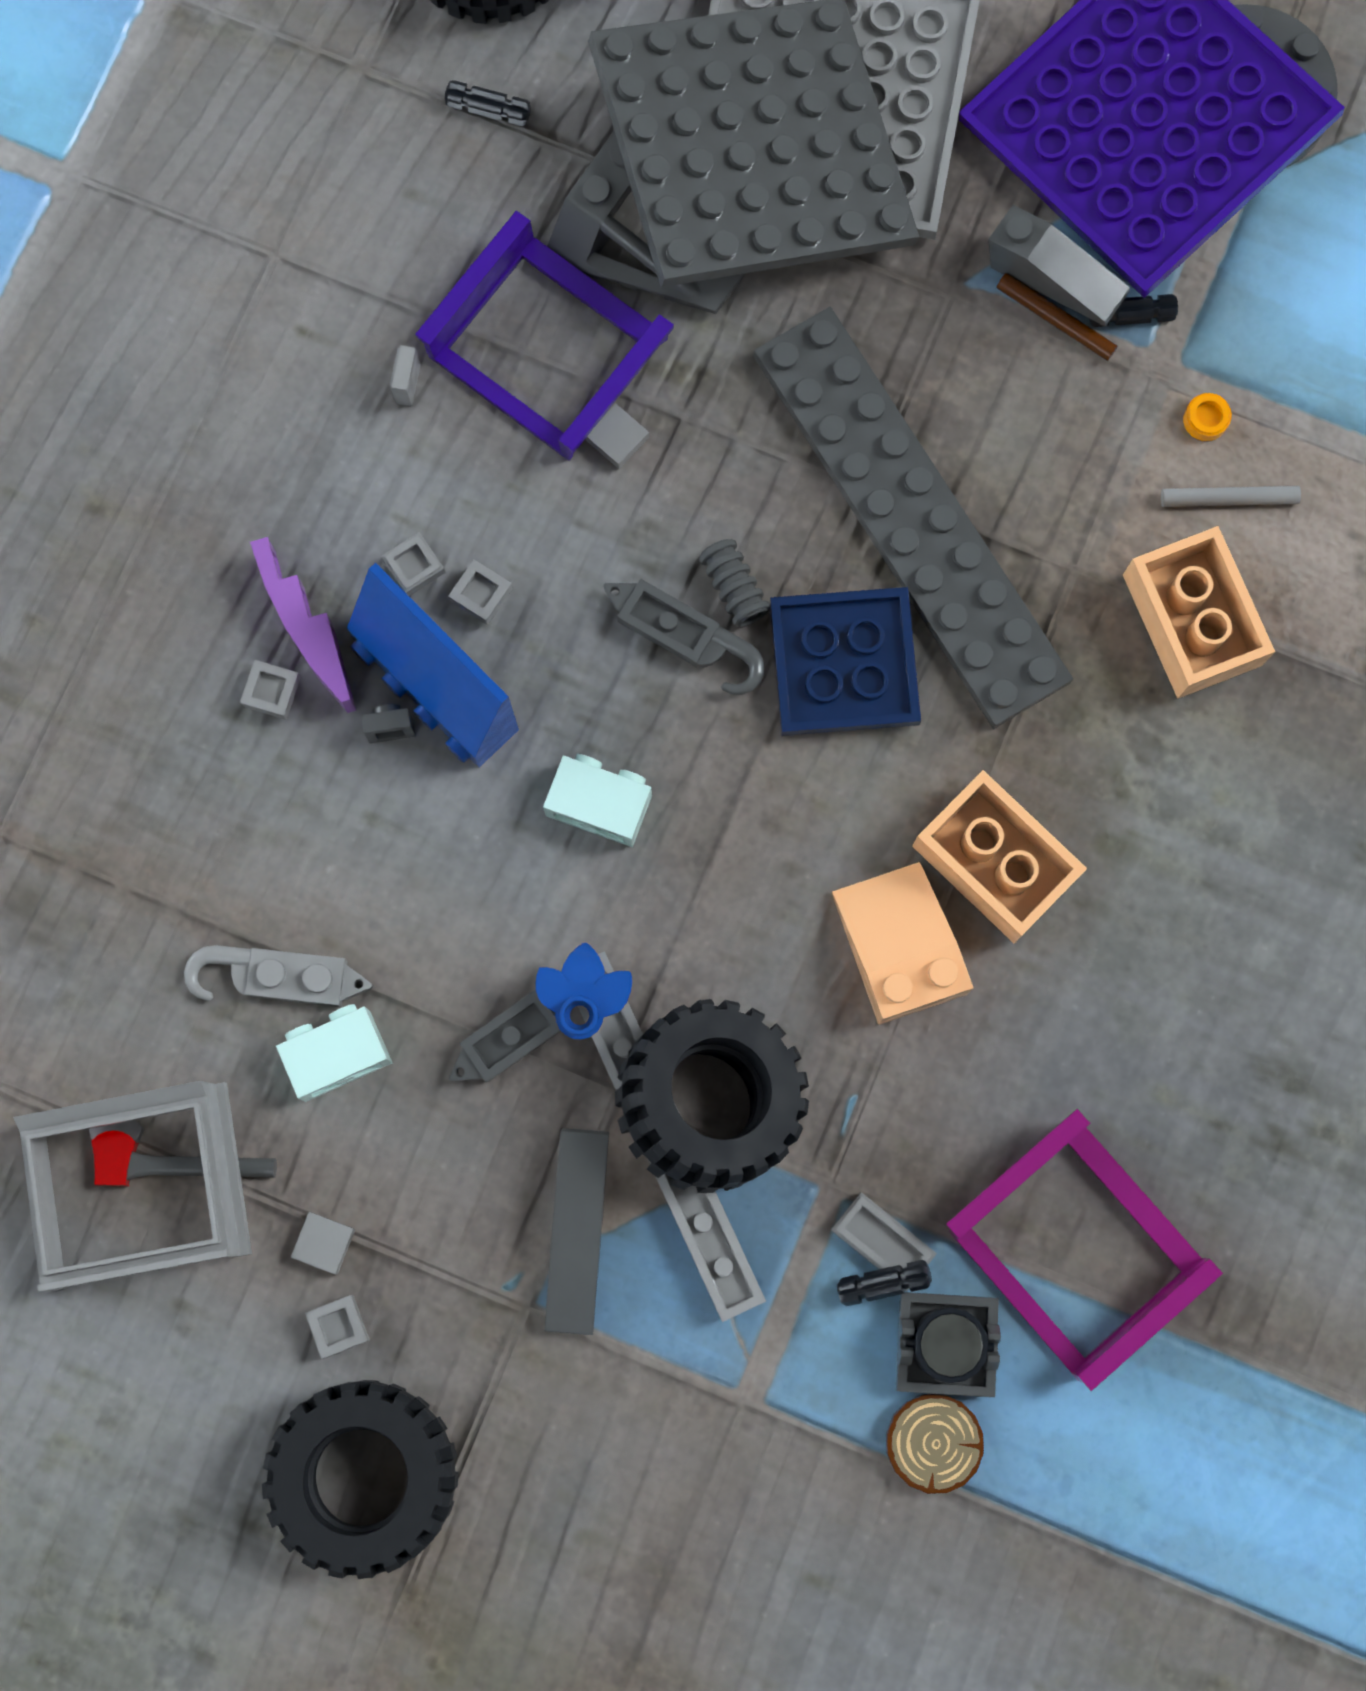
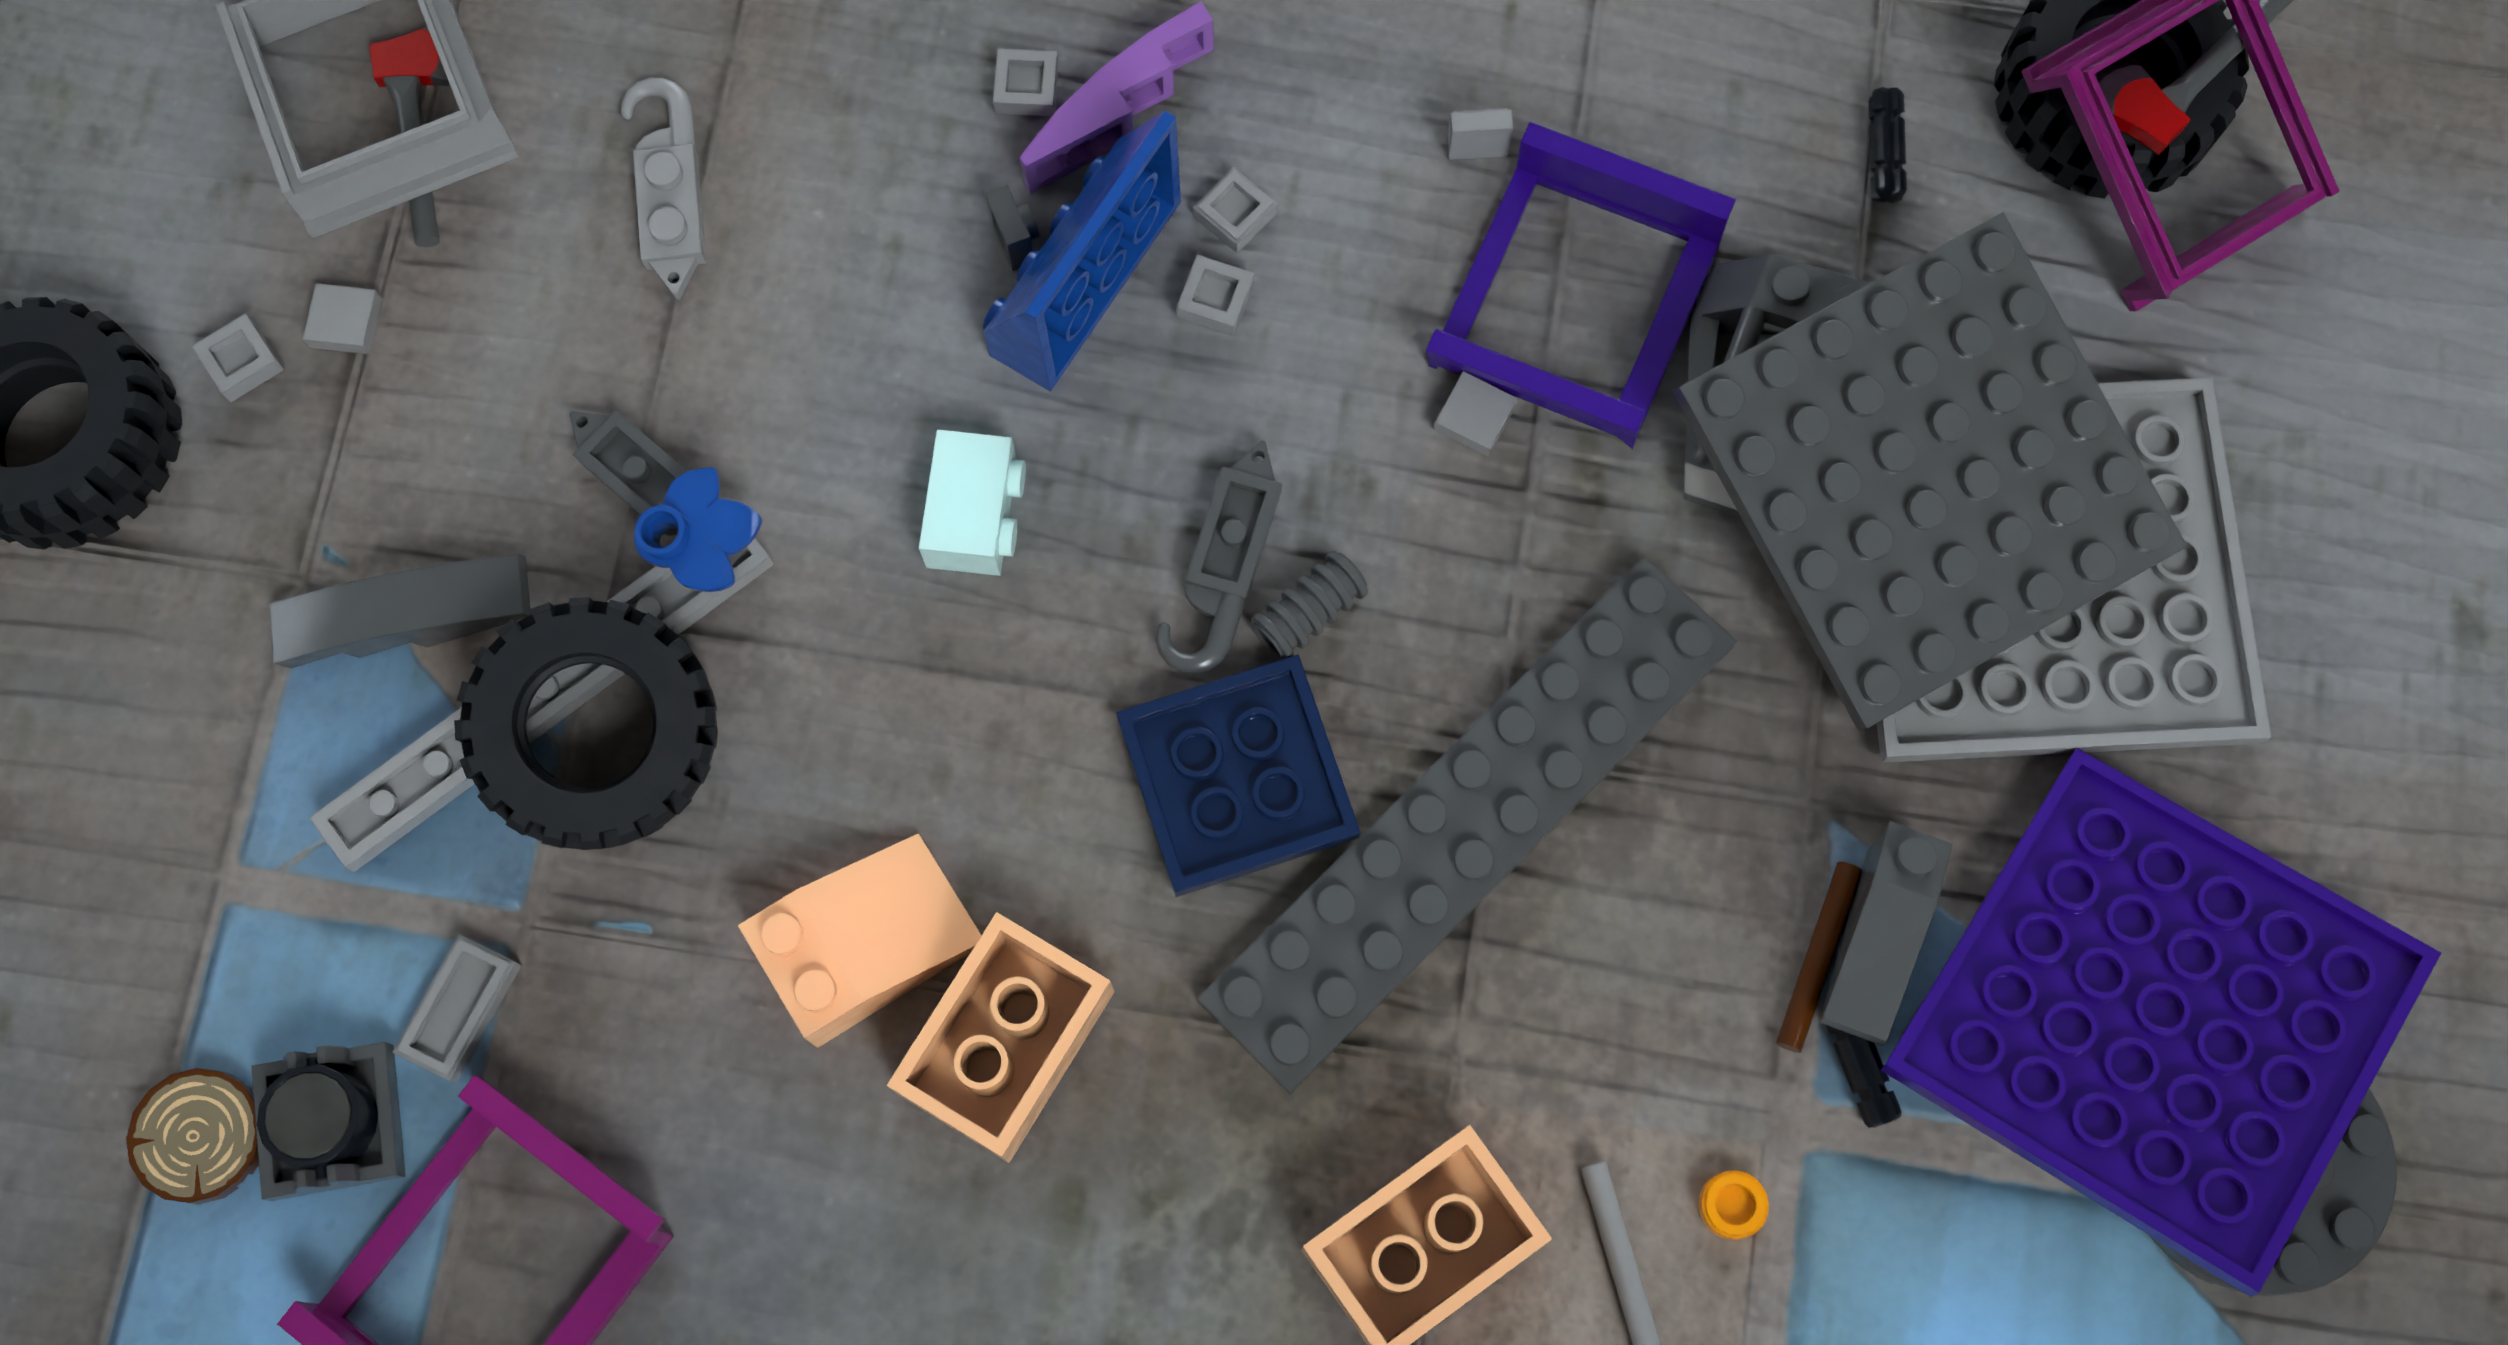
camera: 75 degrees right, 5 degrees down
(333, 1052) = (576, 268): light aqua brick -> none
(884, 1283) = (393, 1017): black axle -> none

